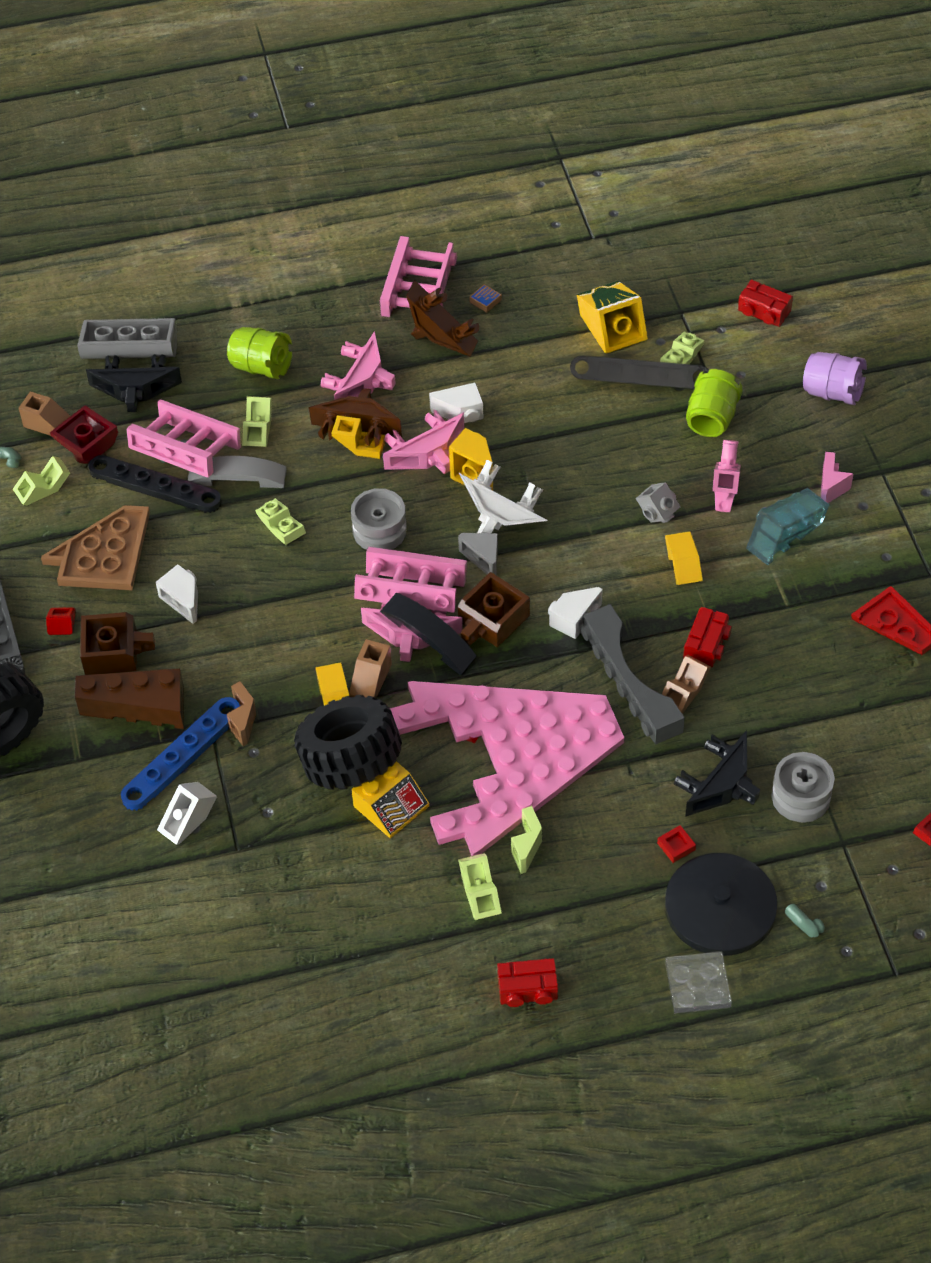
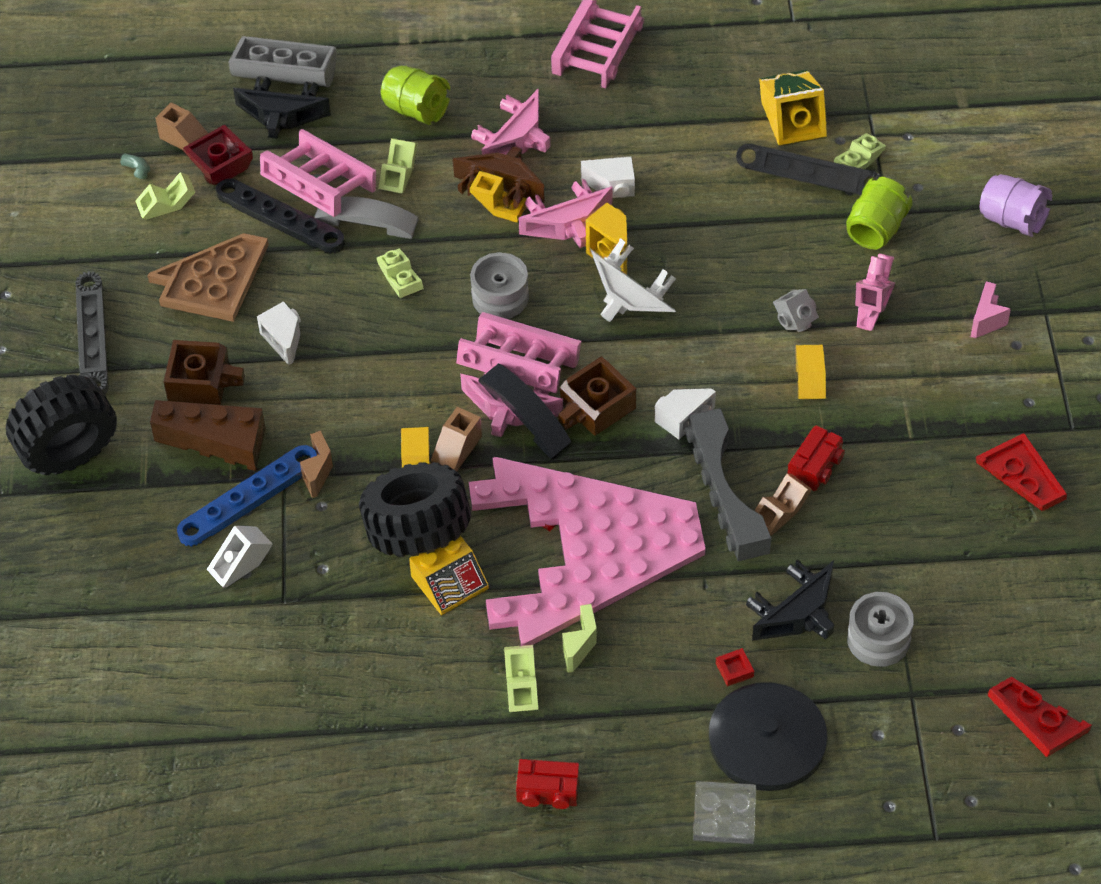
camera: 10 degrees right, 0 degrees up
(60, 621) = (155, 342): red slope -> none
(437, 323) = (605, 88): reddish brown connector -> none
(480, 550) = (599, 332): light grey slope -> none
(485, 298) = (664, 69): medium nougat tile -> none
(765, 303) = (960, 115): red brick -> none
(784, 522) = (926, 349): clear light blue wedge -> none
(799, 918) = (845, 763): sand green arm -> none

